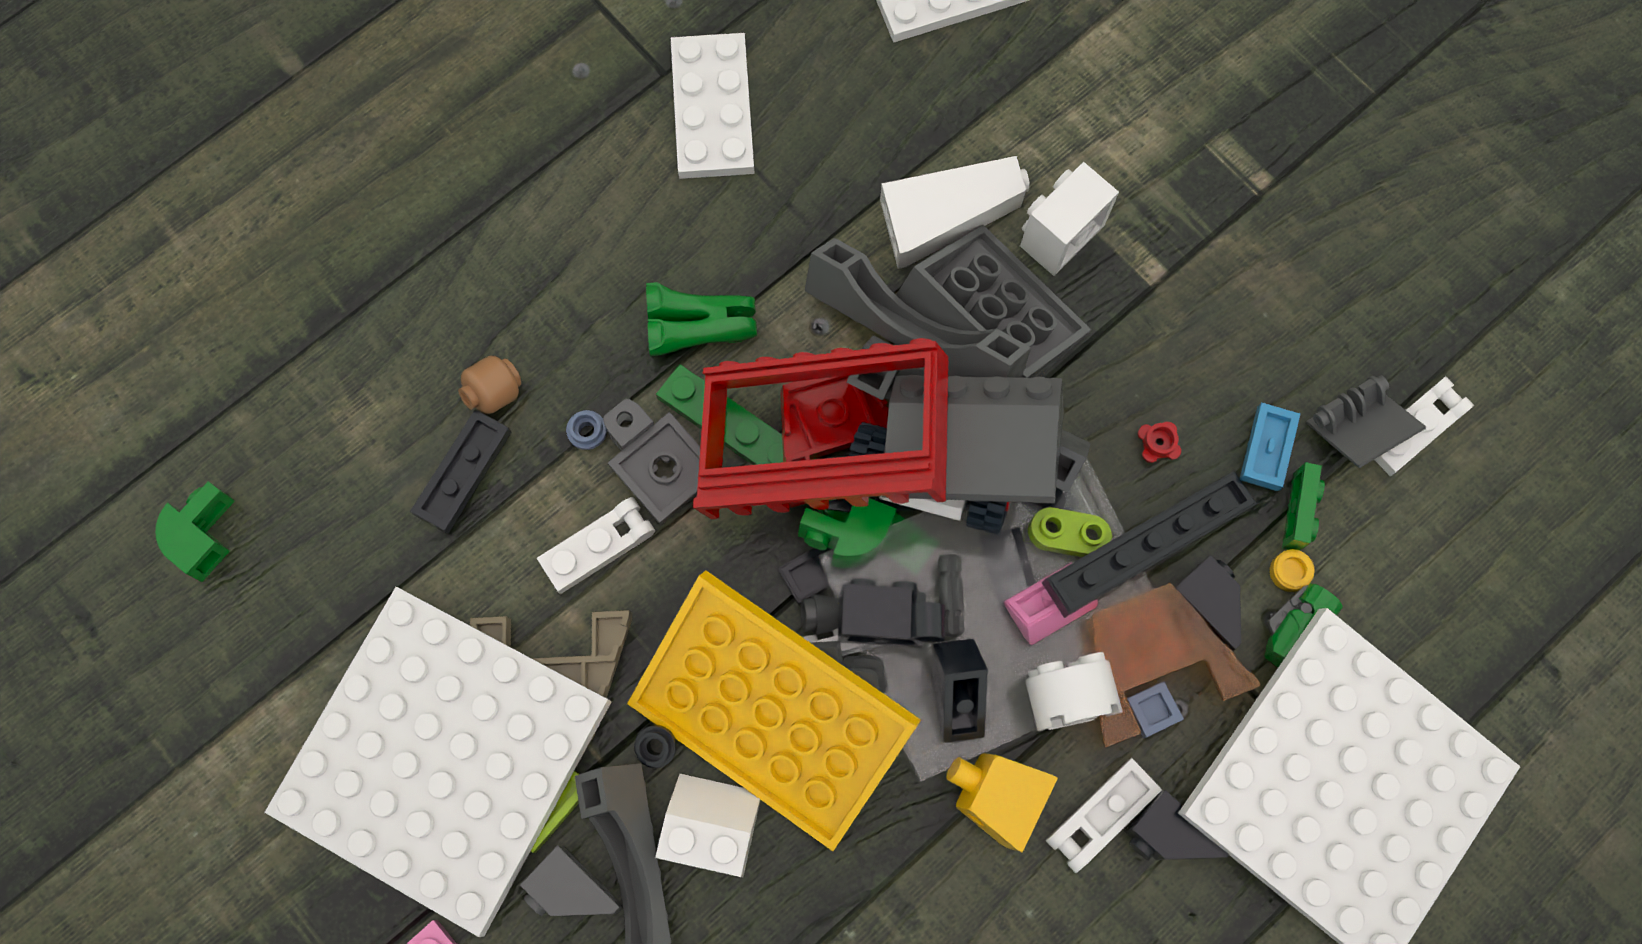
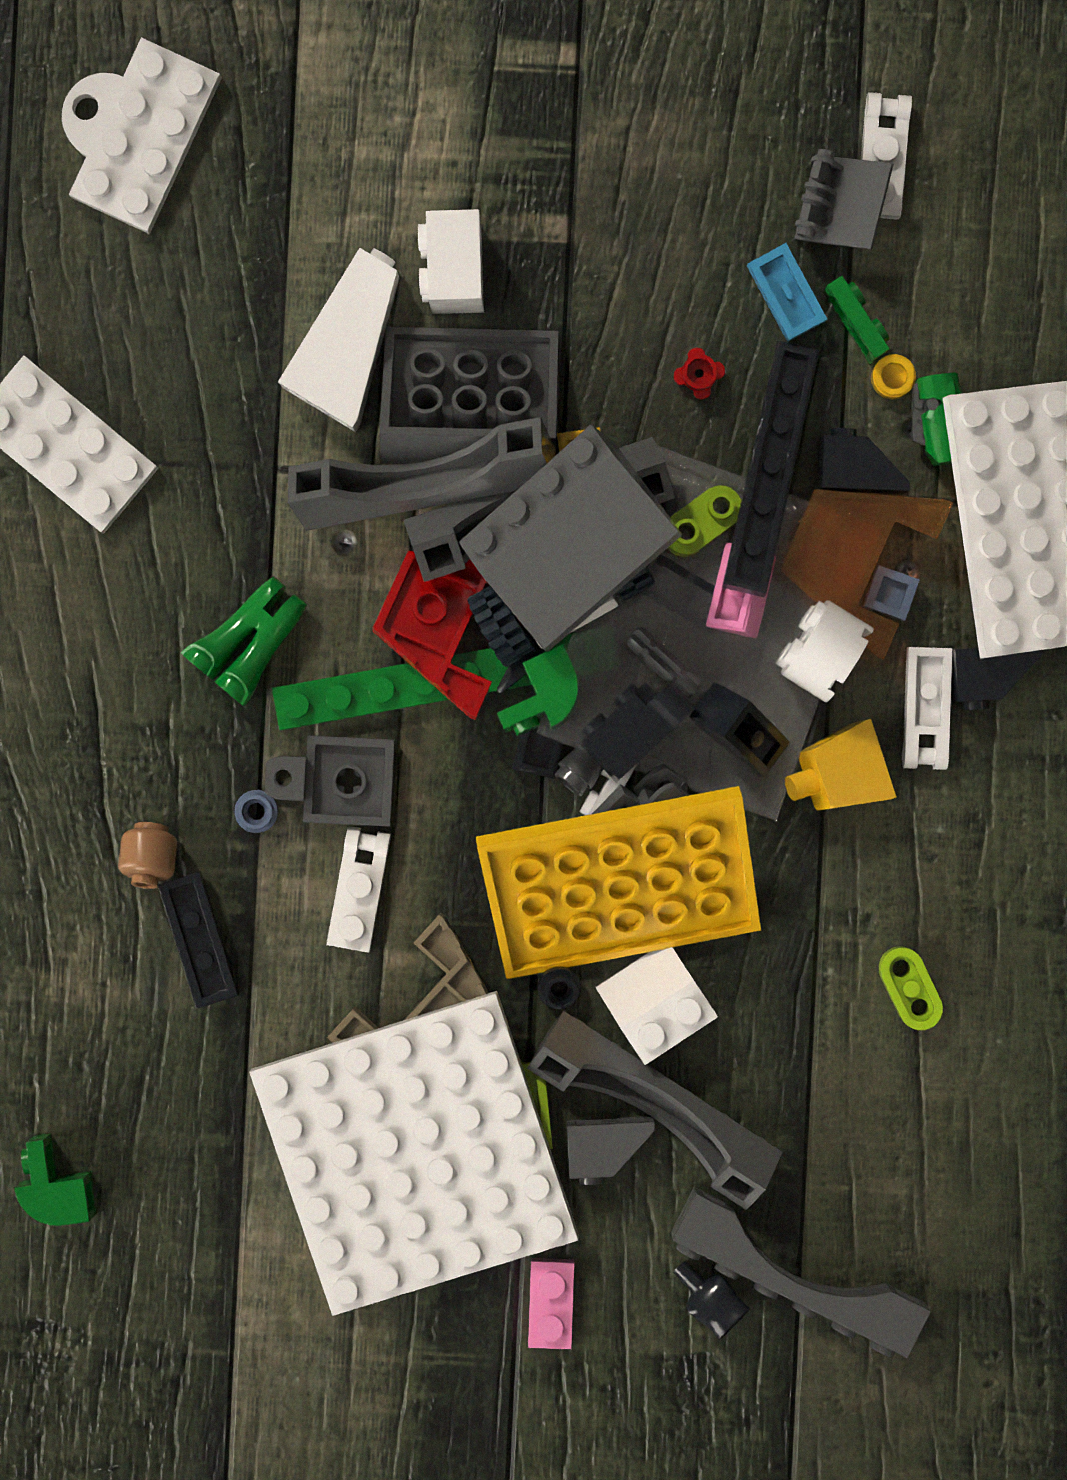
camera: 45 degrees left, 15 degrees up
(829, 478) = (493, 683): red window -> none

